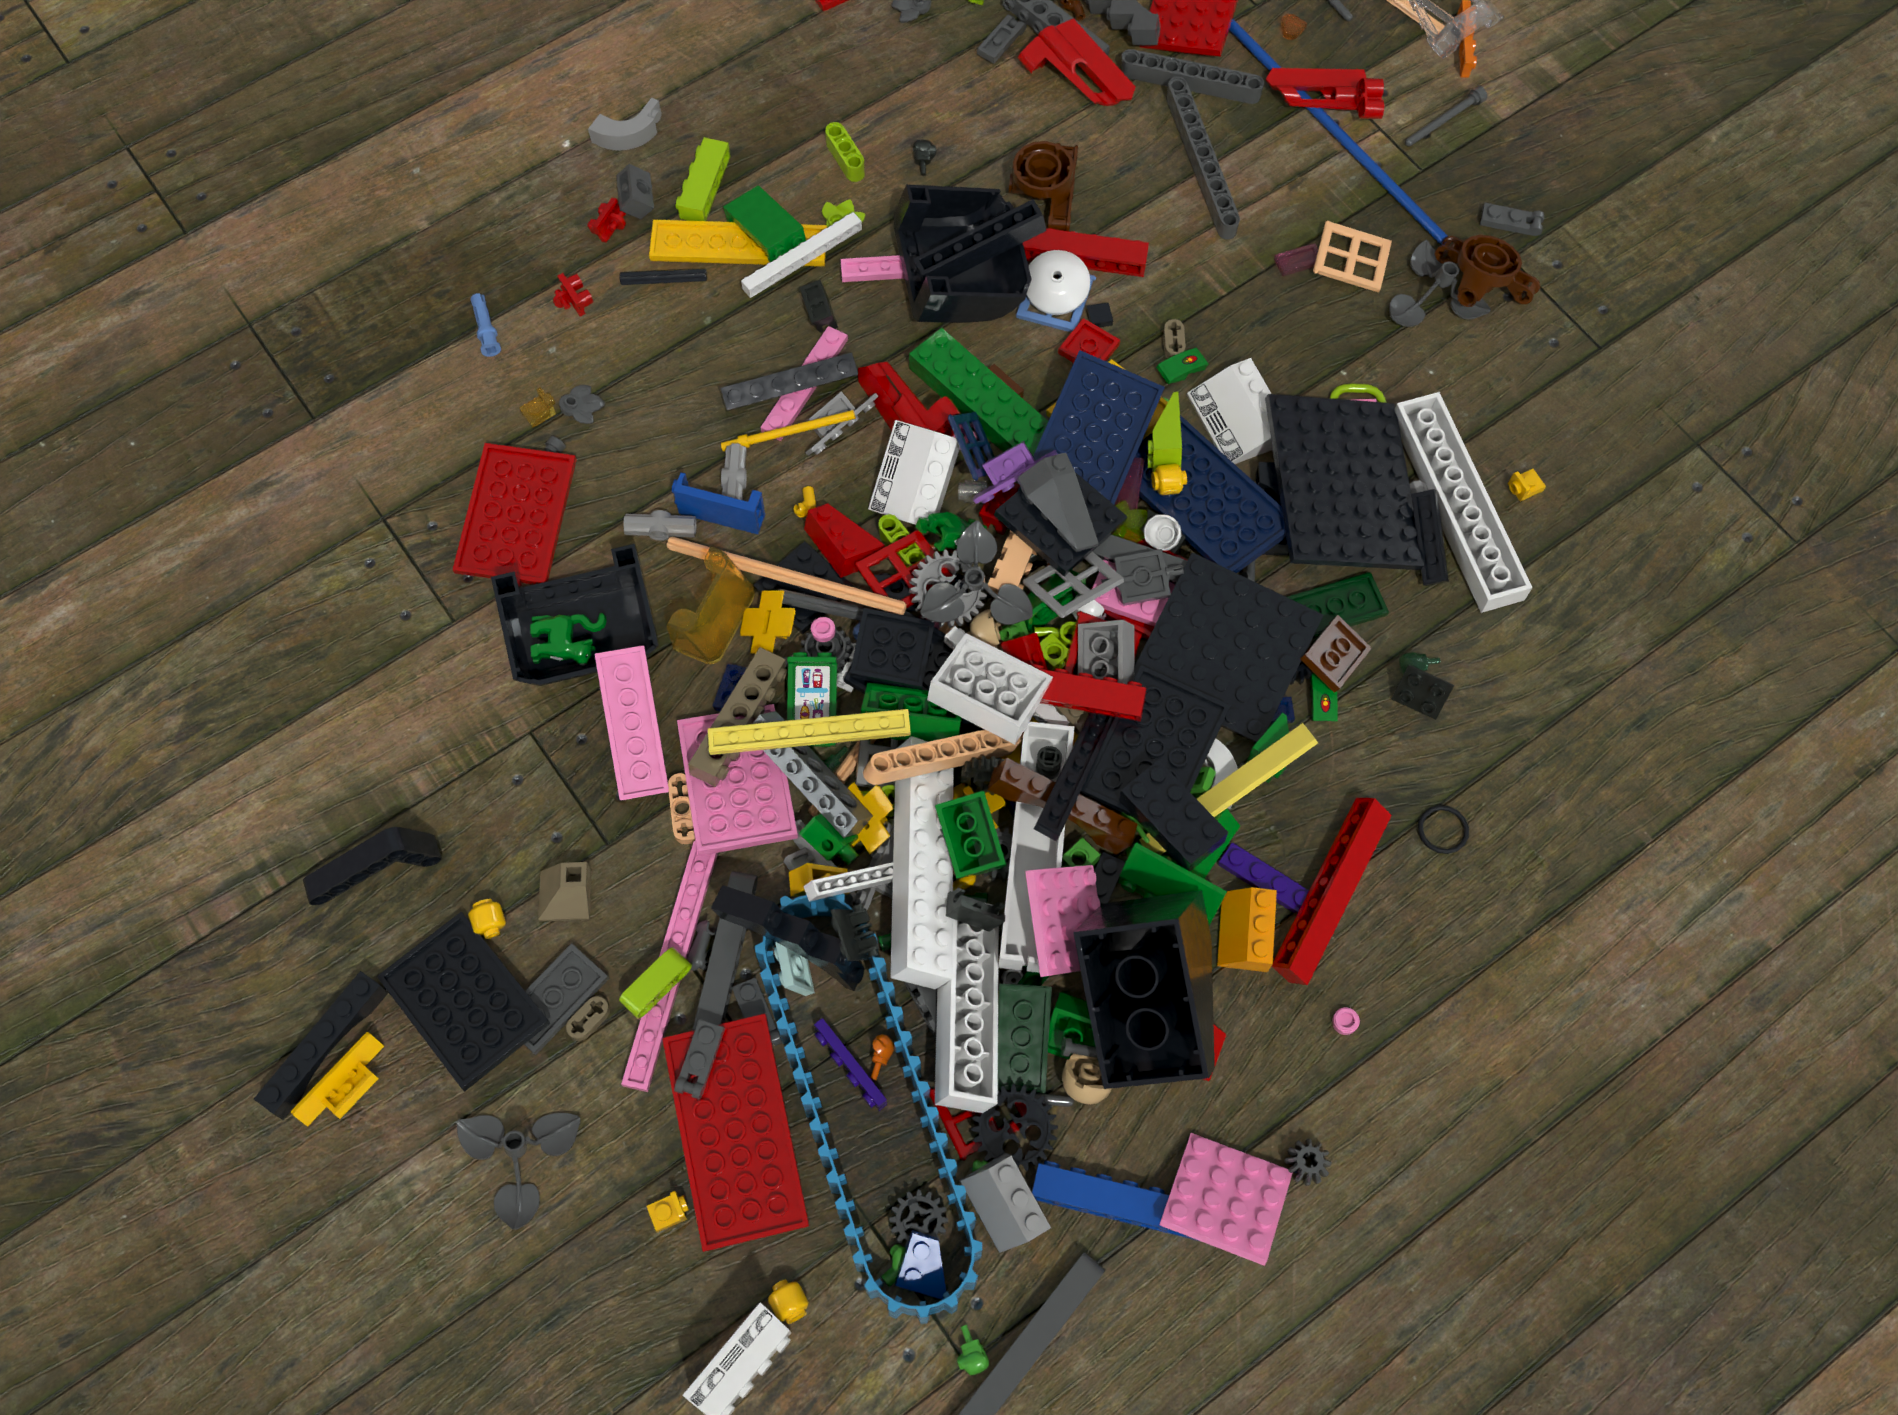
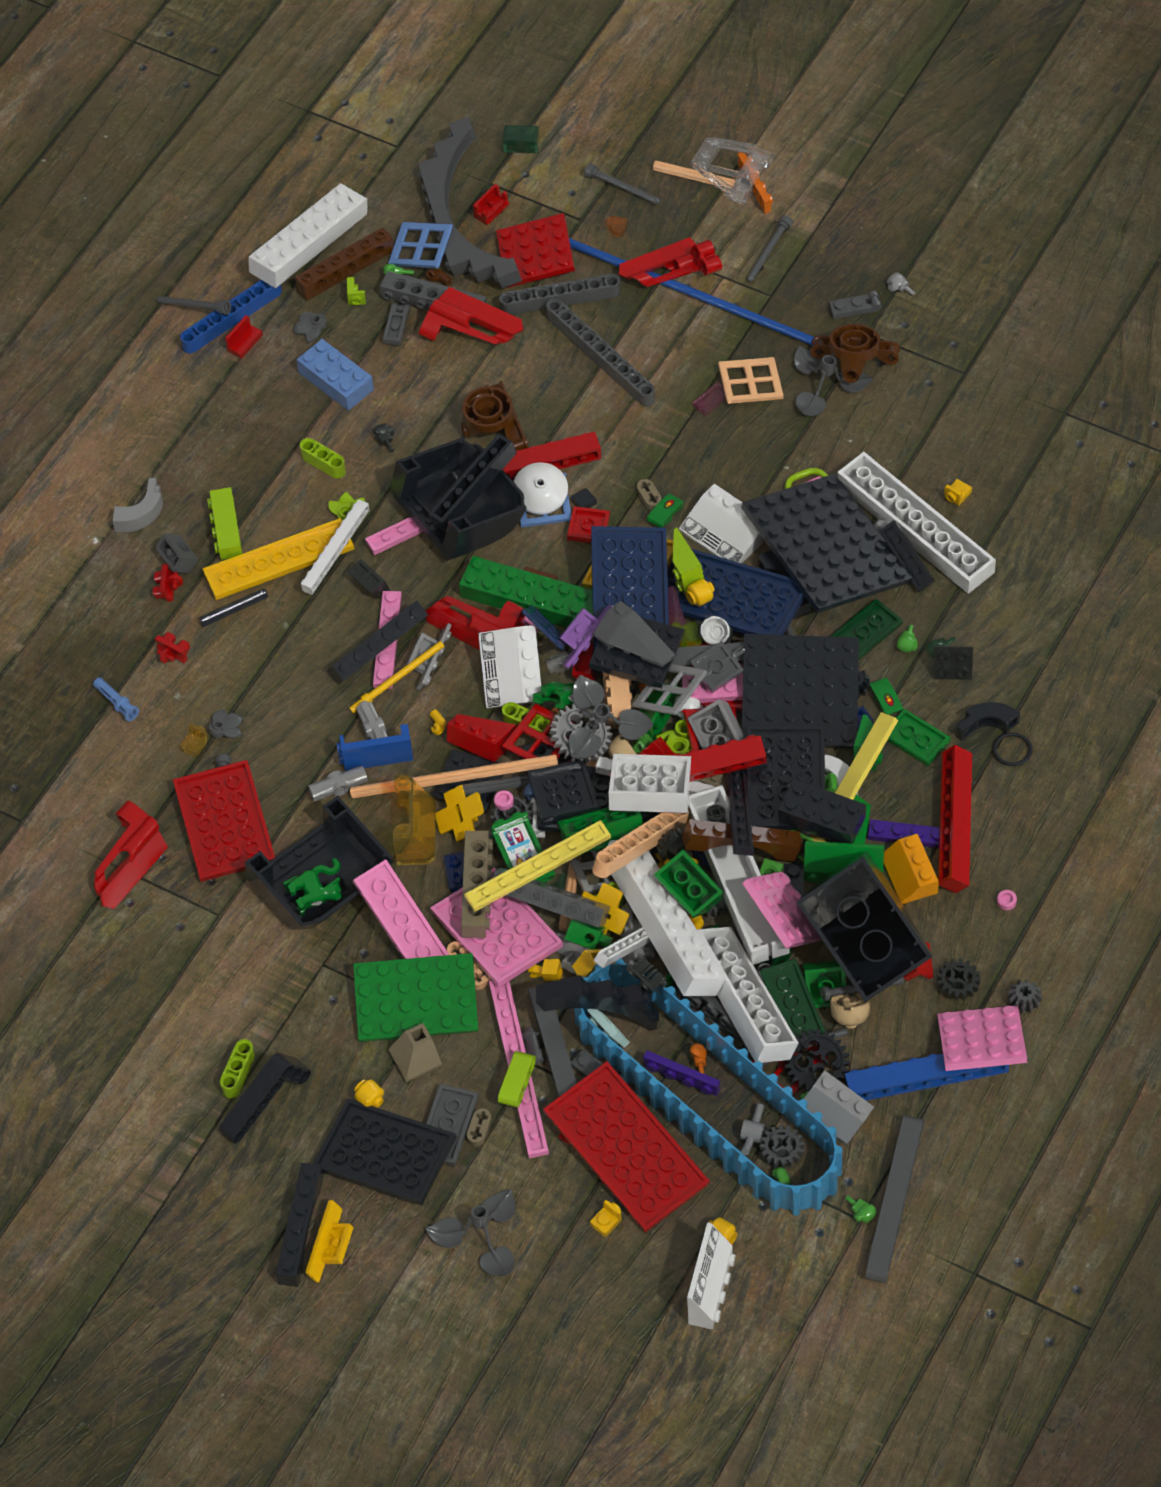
camera: 20 degrees left, 10 degrees down
(368, 804) = (236, 1060): none -> lime beam
(412, 504) = (144, 847): none -> red panel
(602, 820) = (415, 991): none -> green plate
(700, 1058) = (577, 1107): dark grey plate -> none
(765, 222) = (293, 534): green panel -> none
(768, 861) = (550, 971): none -> yellow piece
(894, 1182) = (752, 1130): none -> light grey piece
(907, 66) = (335, 374): none -> medium blue brick
(922, 1266) = (798, 1167): wing -> none
(973, 911) = (717, 932): pearl dark grey hinge -> none
(1248, 1097) = (958, 979): none -> pearl dark grey gear
(1336, 653) = (879, 662): plate -> none
(1337, 764) = (918, 738): none -> green tile
(1382, 639) = (907, 641): none -> bright green piece
(1433, 773) = (987, 714): none -> black arch
(1574, 214) = (898, 282): none -> light grey piece

